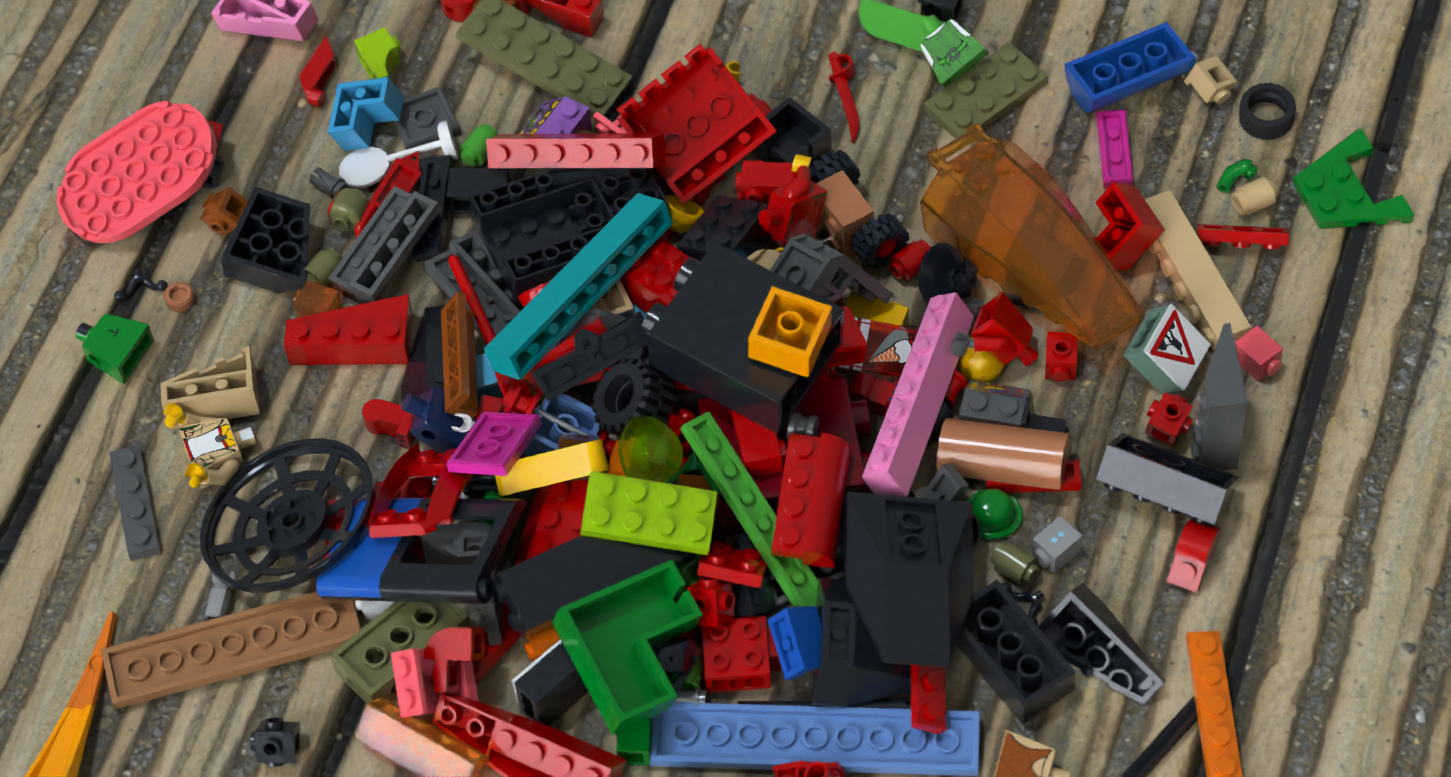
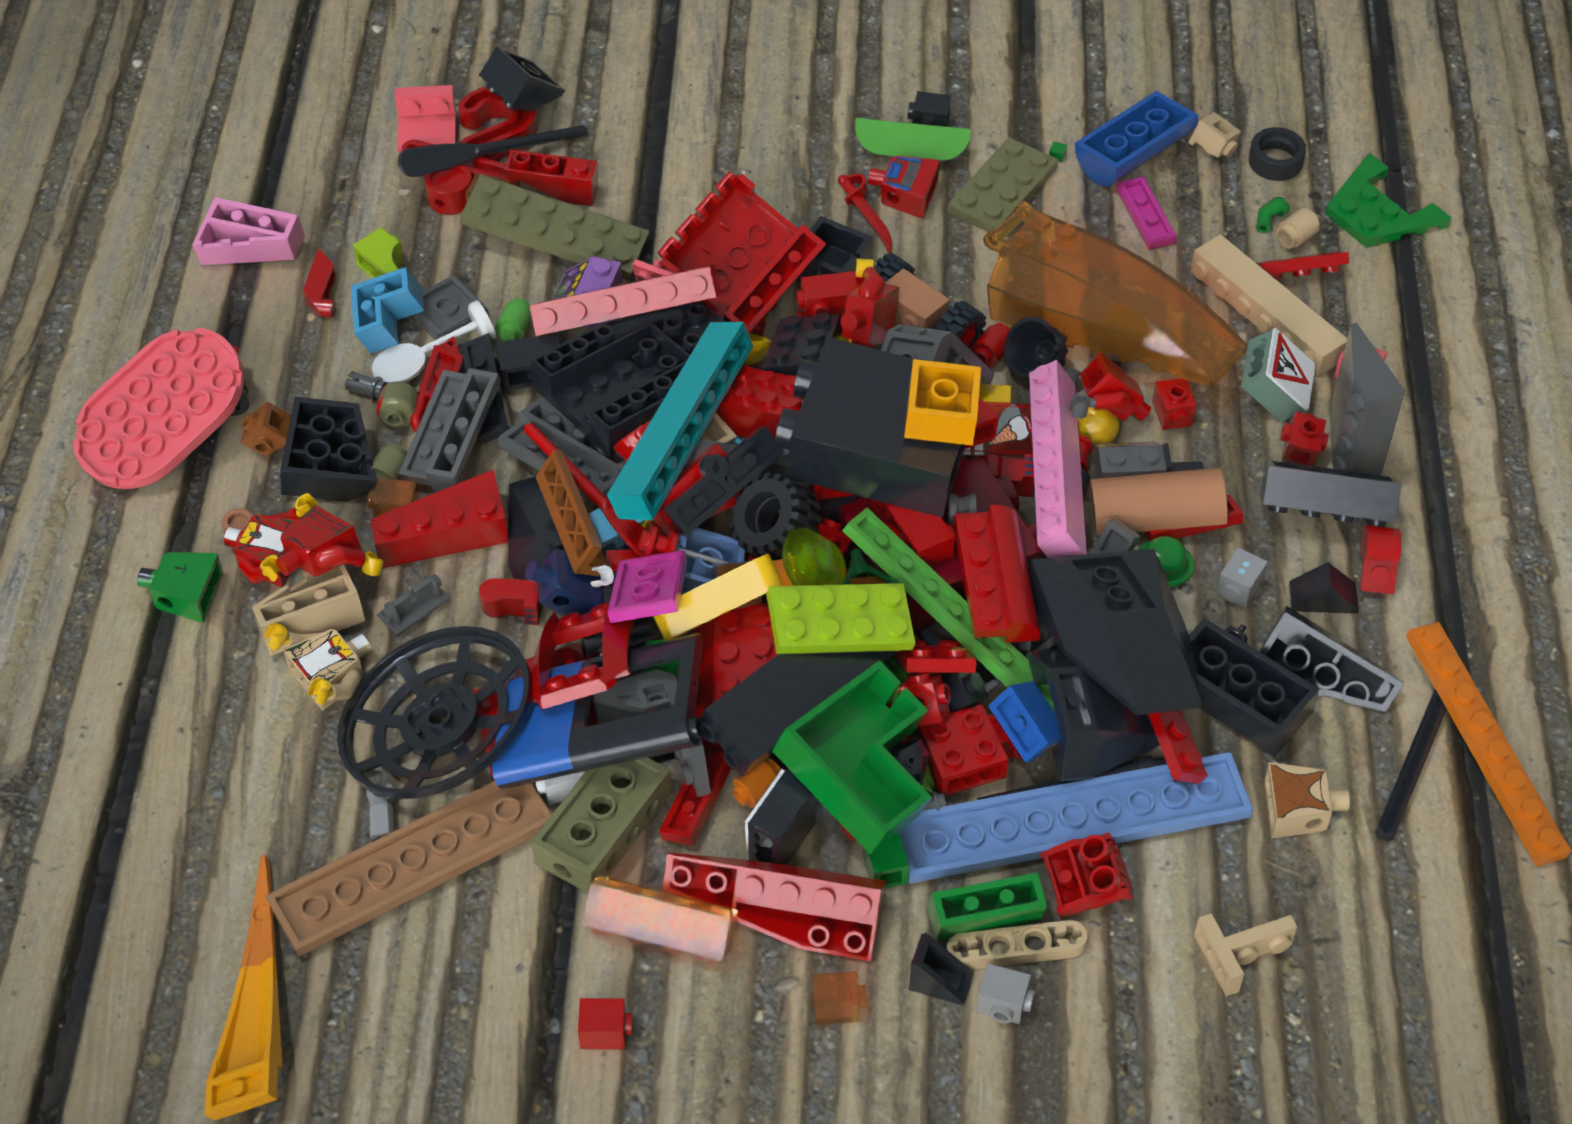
camera: 20 degrees left, 5 degrees down
(134, 281) = (195, 514): black piece -> none
(135, 502) = (254, 738): dark grey plate -> none
(199, 323) = (261, 544): none -> torso
(234, 337) = (321, 543): none -> red torso
(276, 742) = (496, 948): black brick -> none
(305, 408) = (414, 605): none -> dark grey hinge
(415, 683) = (649, 835): coral panel -> none
(448, 649) = (667, 800): red brick -> none
(892, 74) = (907, 183): none -> red torso
(950, 49) = (960, 148): bright green torso -> none
(1015, 563) = (1207, 603): olive brick -> none
(1052, 66) = (1058, 151): none -> green piece
(1130, 226) = (1199, 266): red brick -> none
(1131, 575) = (1323, 591): none -> black slope

